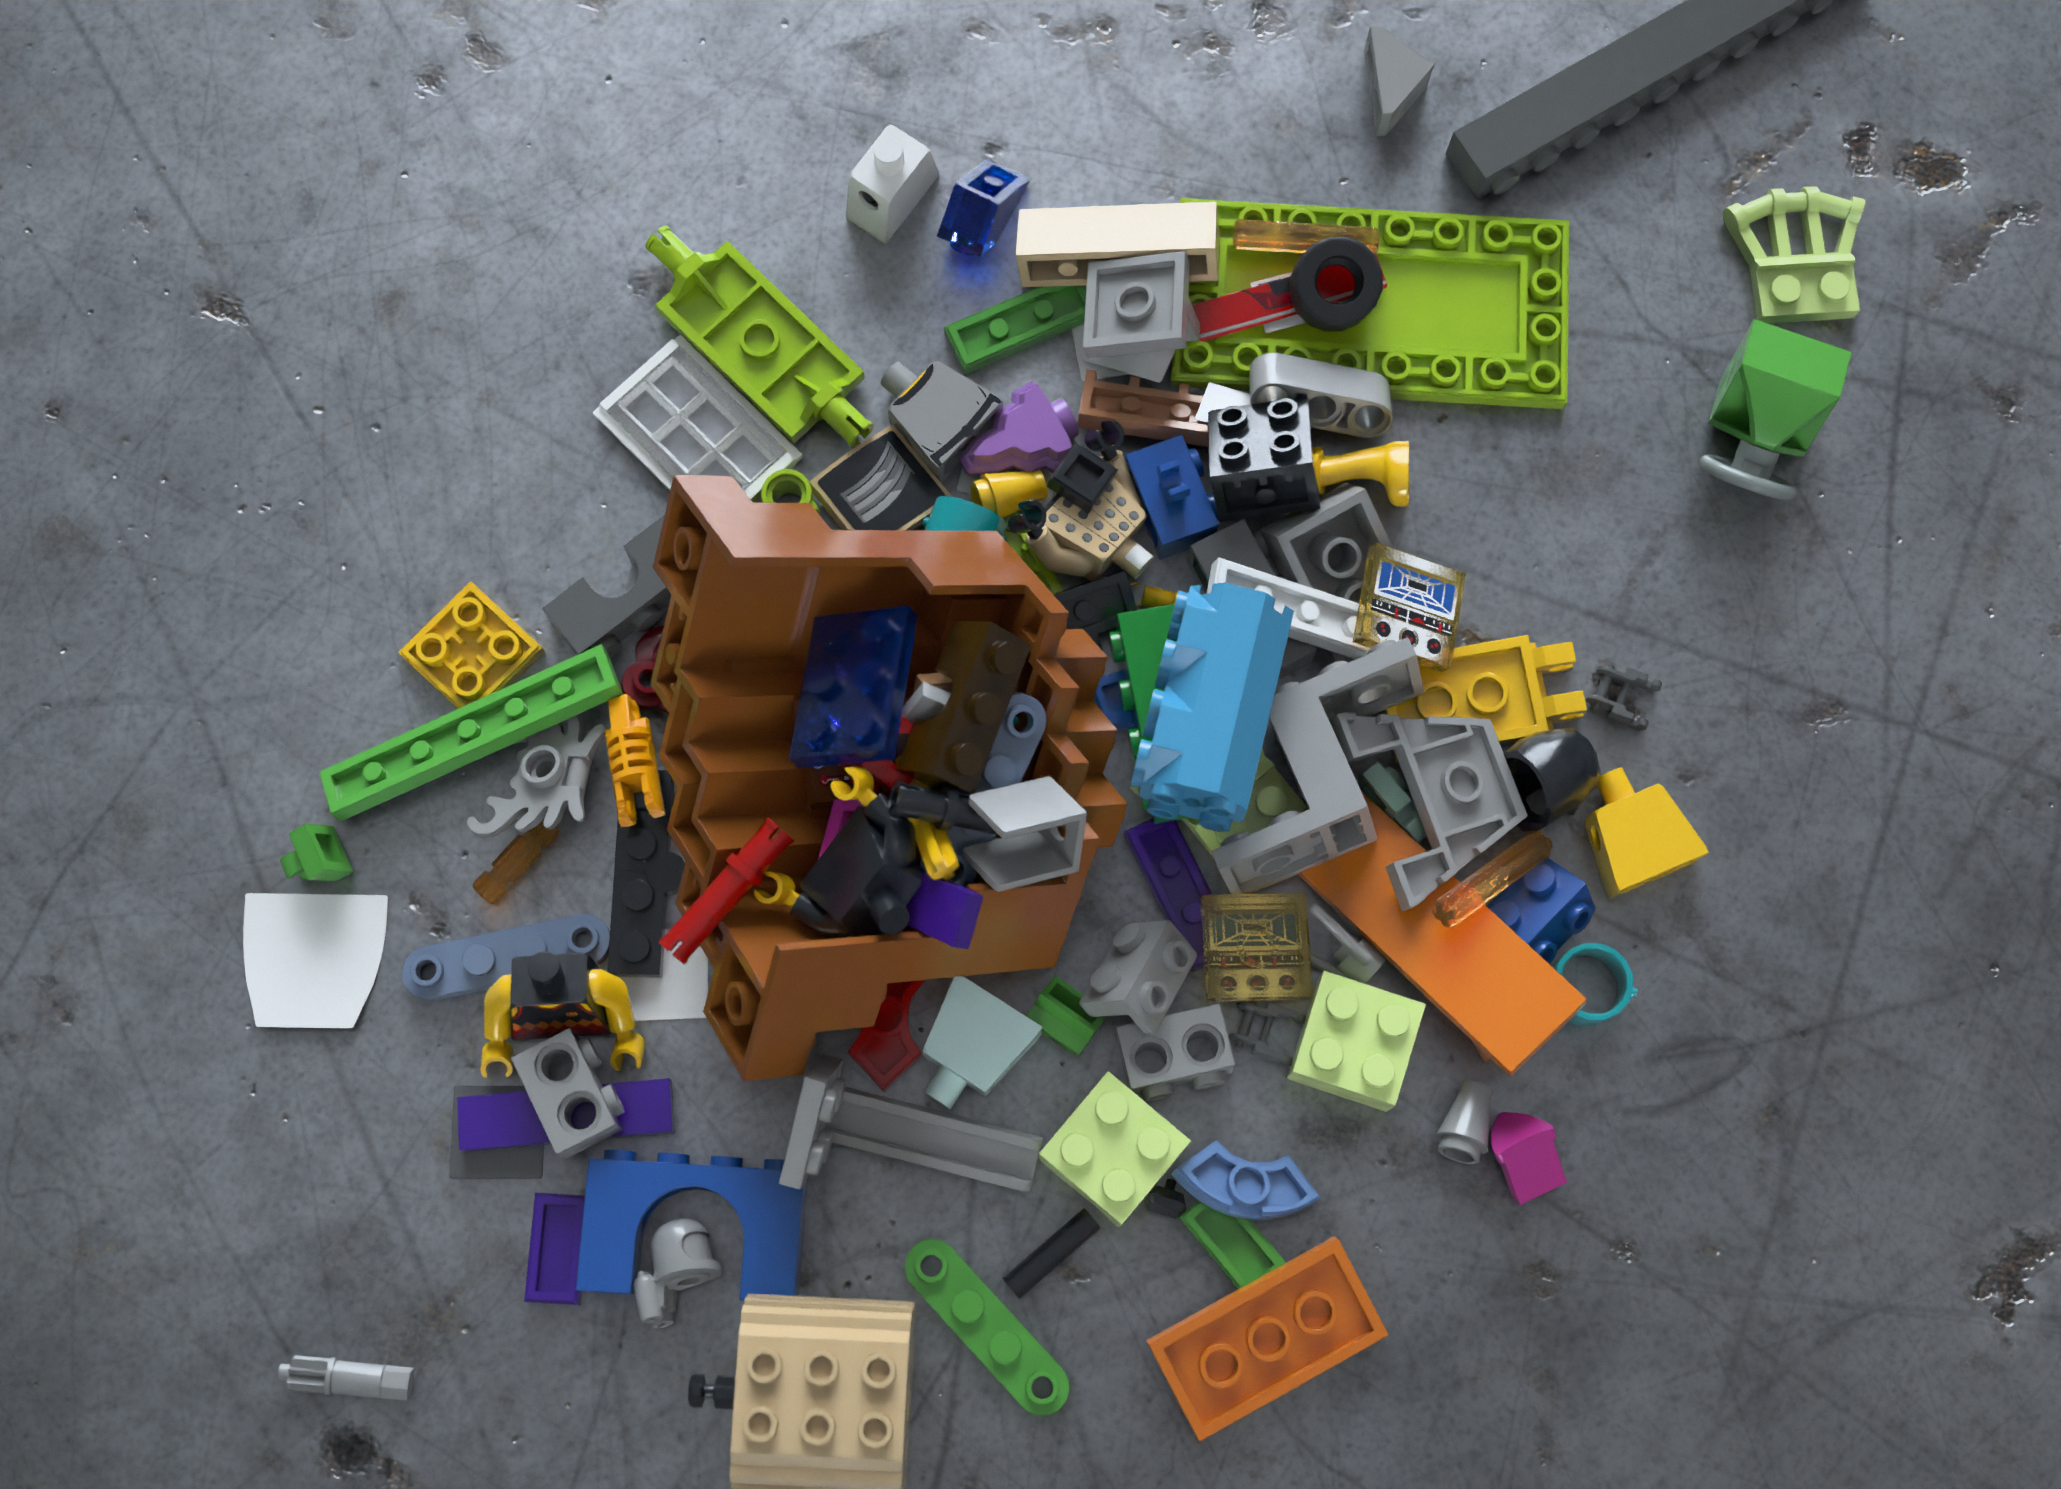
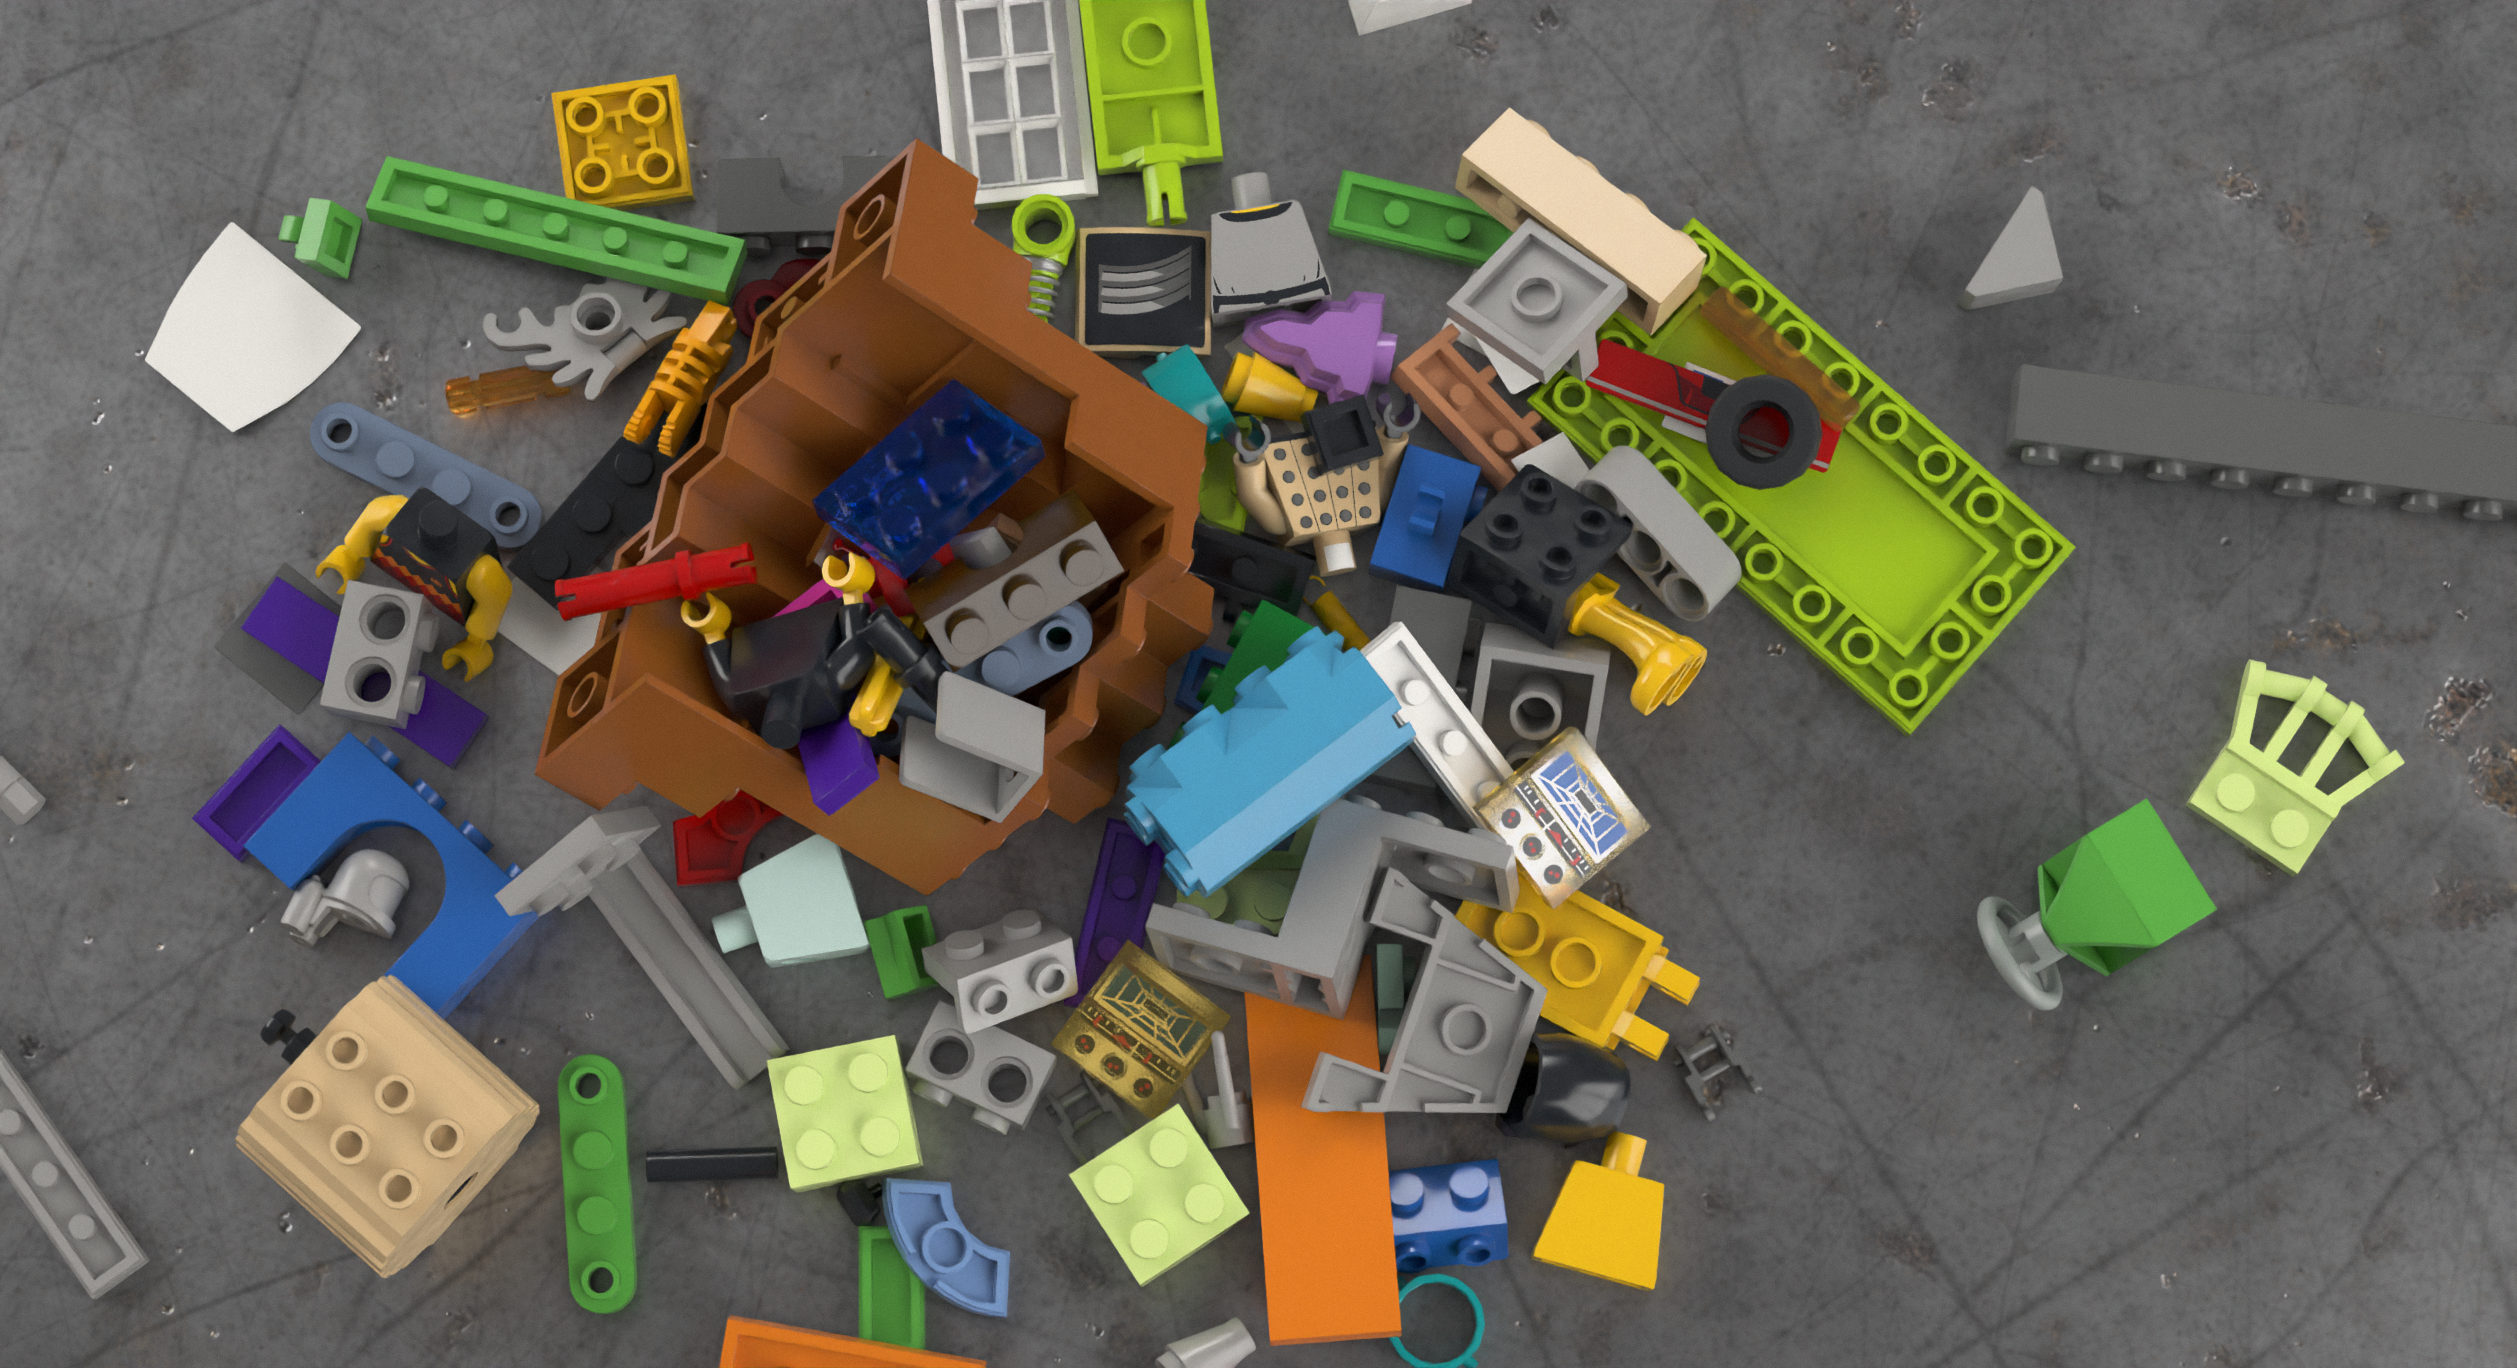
camera: 40 degrees right, 5 degrees up
(981, 207) = (1482, 73): clear blue slope -> none
(1492, 878) = (1416, 1145): clear orange axle -> none

